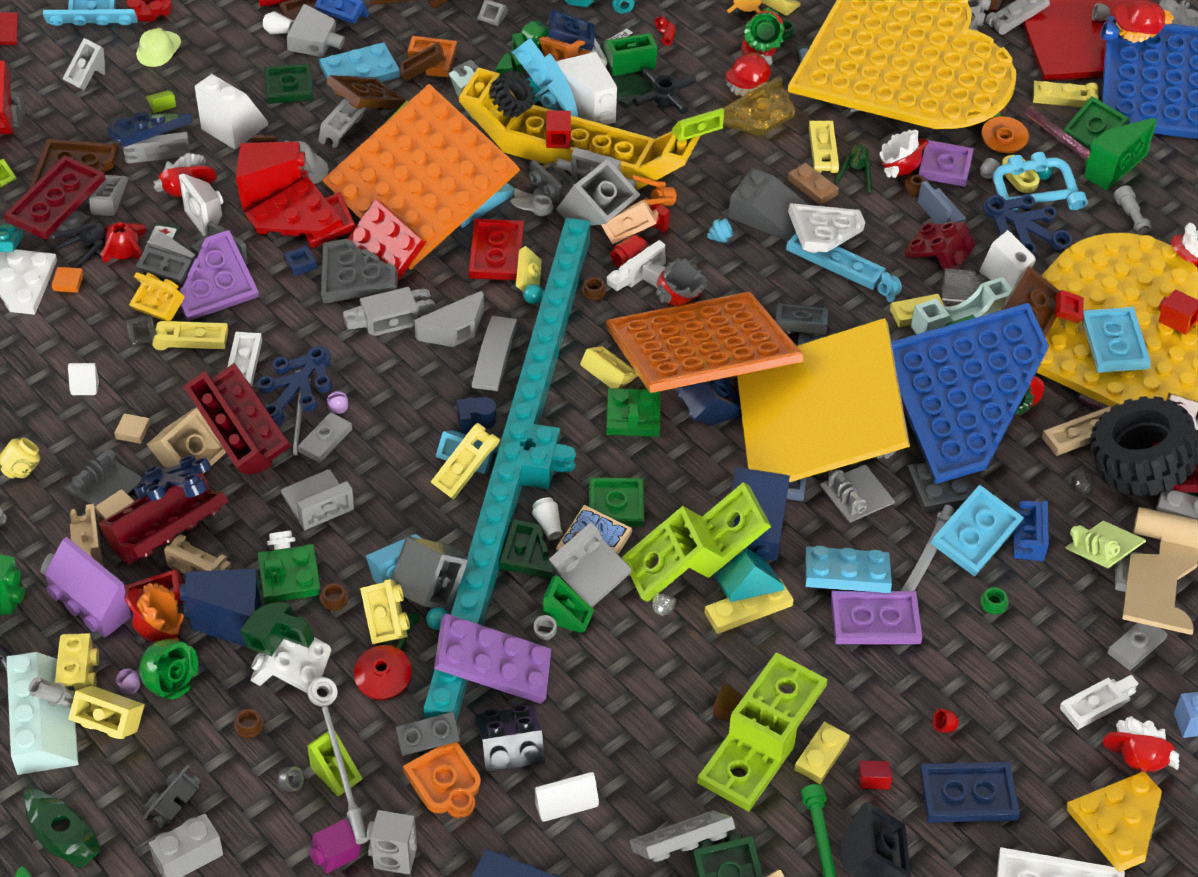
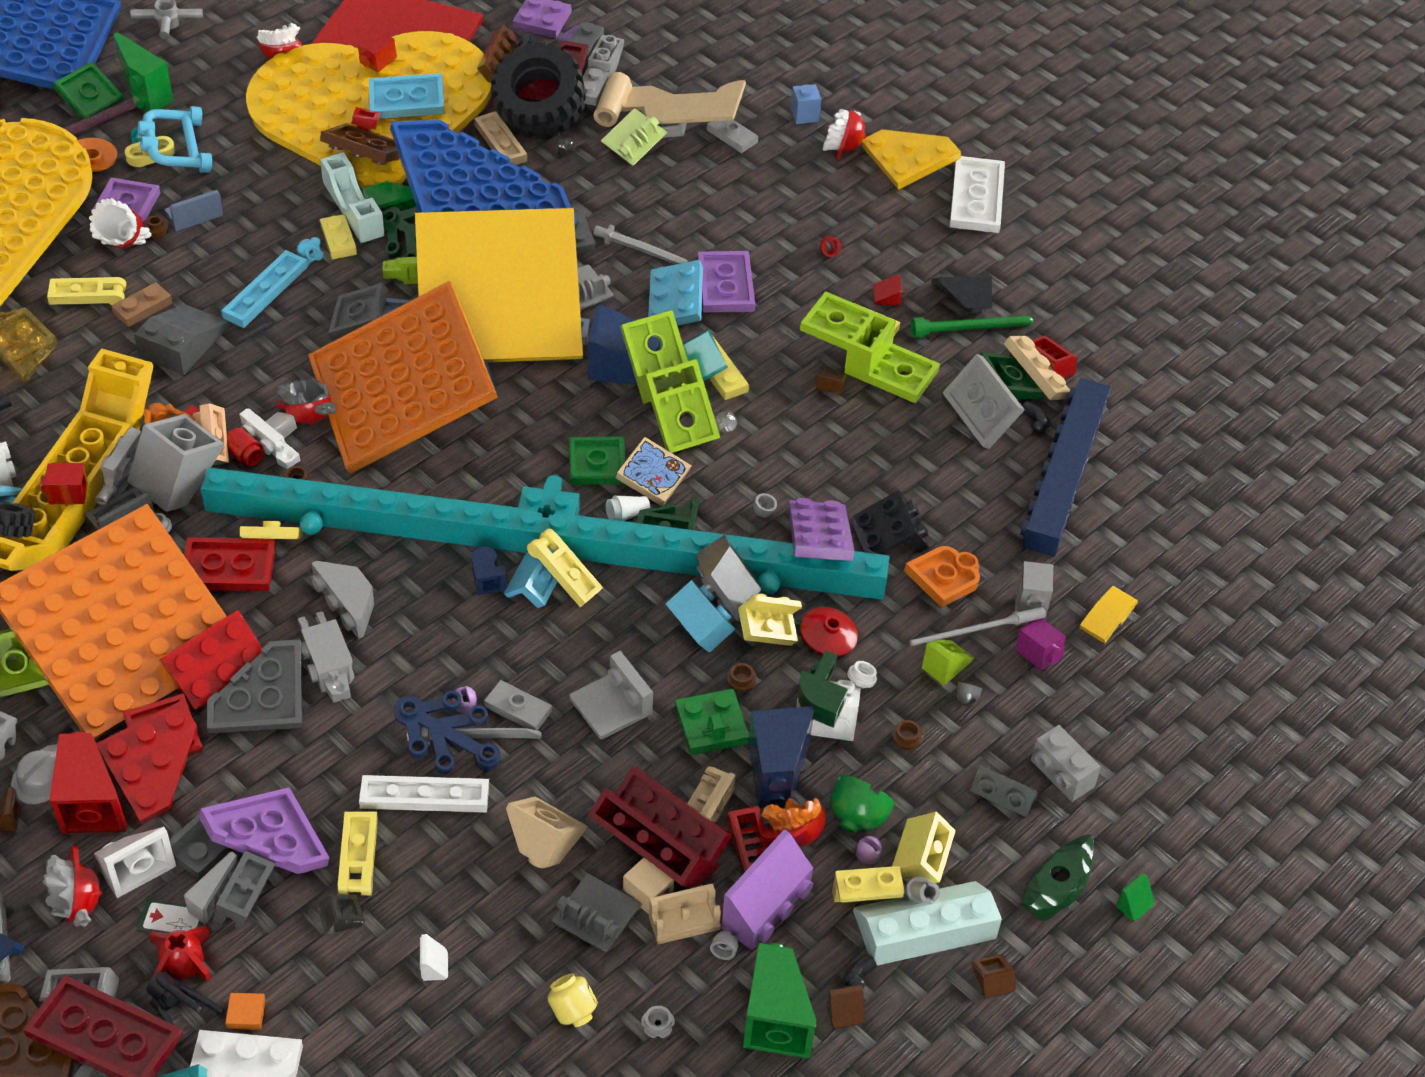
camera: 95 degrees left, 0 degrees up
(132, 428) = (508, 897): tan tile -> none
(156, 297) = (302, 891): yellow bracket -> none
(184, 475) = (611, 821): dark blue plant -> none
(238, 419) = (514, 769): dark red brick -> none
(281, 540) = (672, 727): white plate -> none
(300, 260) = (233, 752): dark blue plate -> none
(428, 733) = (908, 580): dark grey hinge -> none
(494, 353) = (406, 556): light grey slope -> none
(566, 606) = (738, 494): green slope -> none
(566, 797) = (947, 488): white slope -> none
(589, 565) = (692, 467): light grey bracket -> none
(608, 367) = (413, 468): light yellow slope -> none
(633, 412) = (476, 448): green hinge -> none
(699, 125) = (101, 344): lime slope -> none
(720, 231) = (214, 374): medium azure plate -> none
(824, 227) = (223, 287): white plate -> none
(857, 160) = (111, 263): dark green plant -> none
(947, 241) = (249, 212): dark red bracket -> none
(958, 286) = (313, 202): clear brick -> none
(969, 792) = (898, 236): dark blue plate -> none
(977, 530) = (626, 209): medium azure plate -> none
(988, 168) = (139, 171): light grey hinge -> none
(994, 595) = (698, 209): green plate -> none
(1007, 259) = (289, 163): white torso -> none
(1024, 221) = (214, 162): dark blue plant -> none
(1031, 536) = (620, 179): blue hinge -> none
(1063, 94) = (29, 108): light yellow plate -> none
(1098, 700) = (797, 157): white hinge -> none
(1126, 198) = (208, 83): light grey piece -> none

